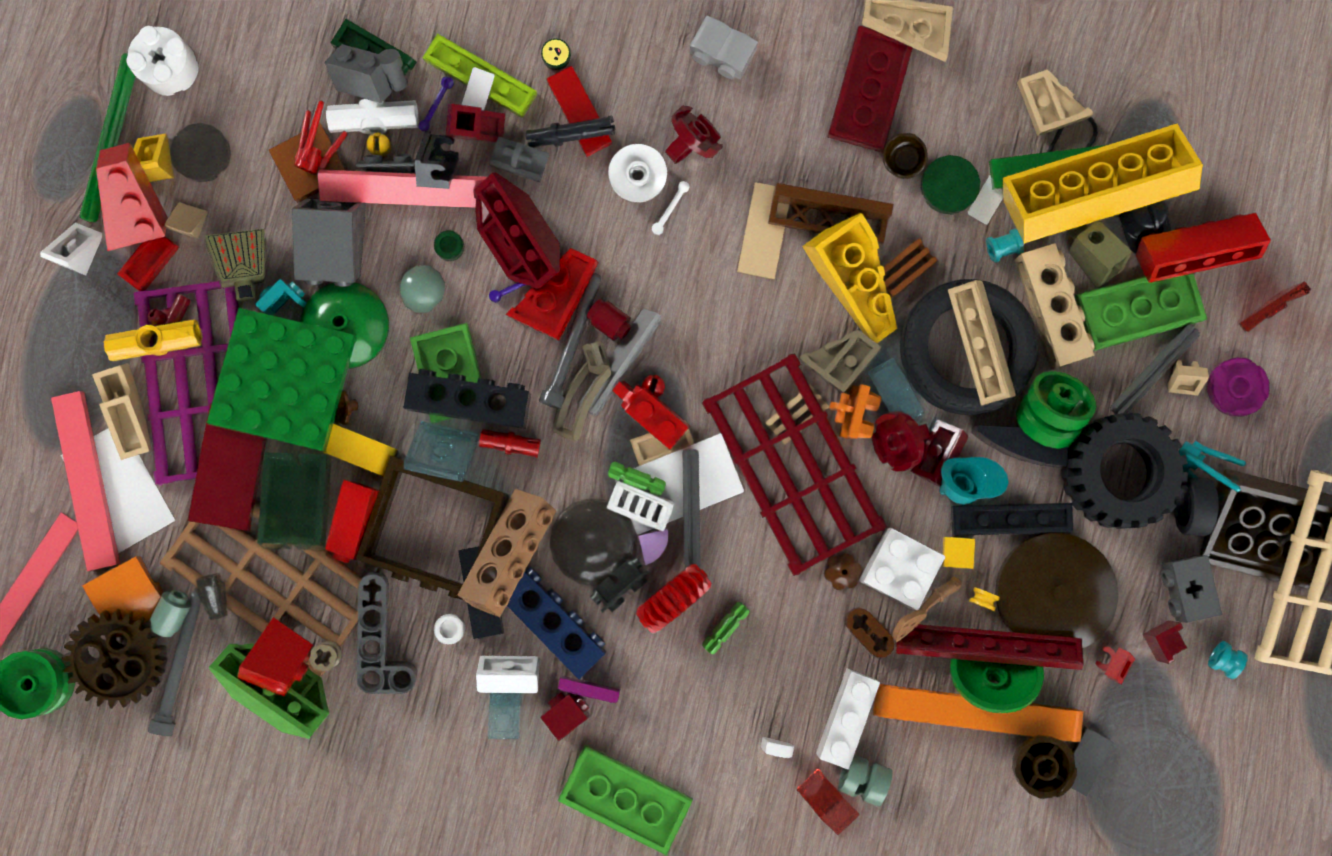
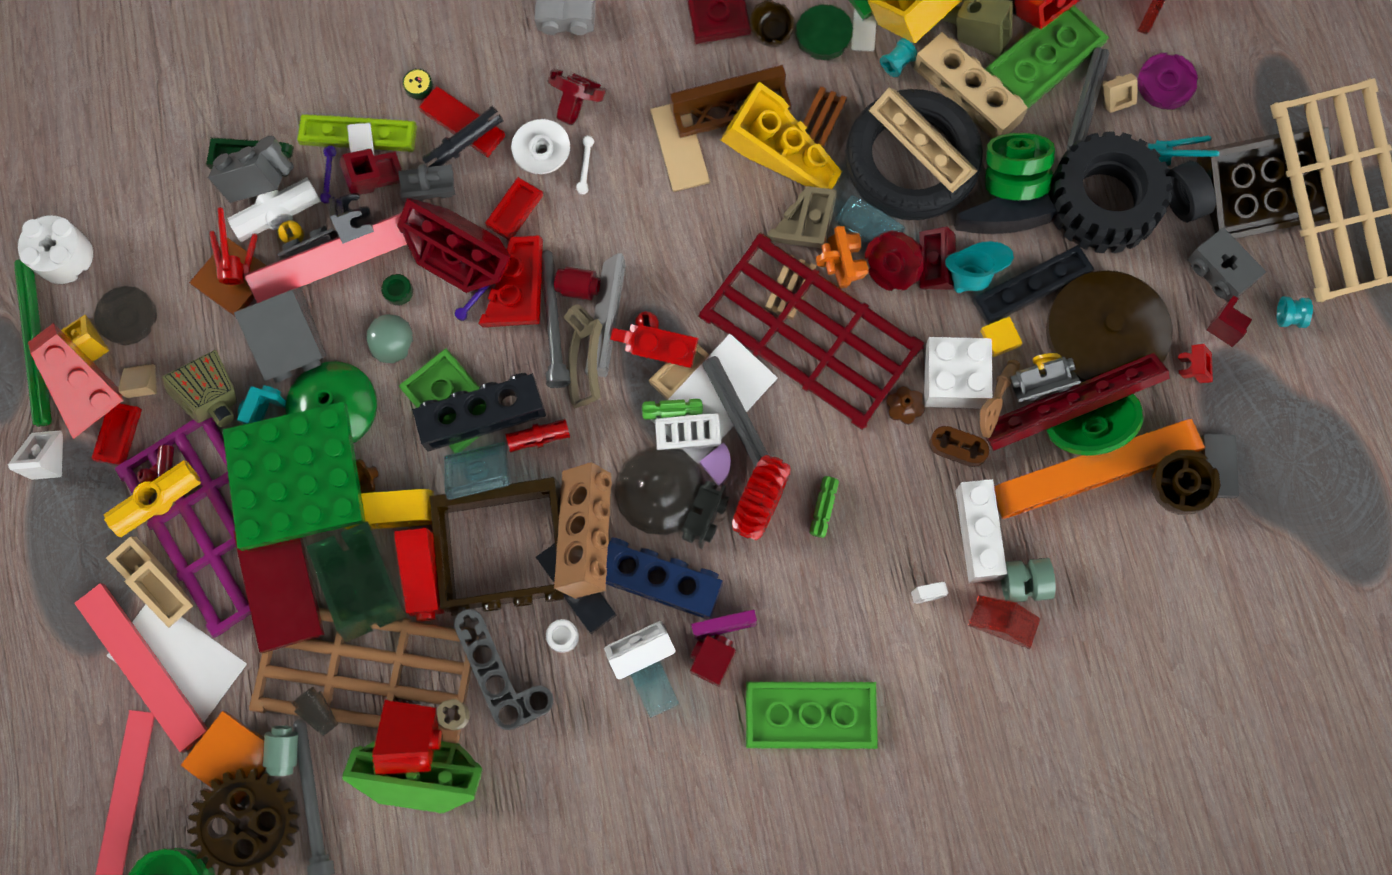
camera: 20 degrees left, 10 degrees down
(587, 219) = (514, 208): none -> red tile
(960, 613) = (1059, 377): none -> dark grey hinge

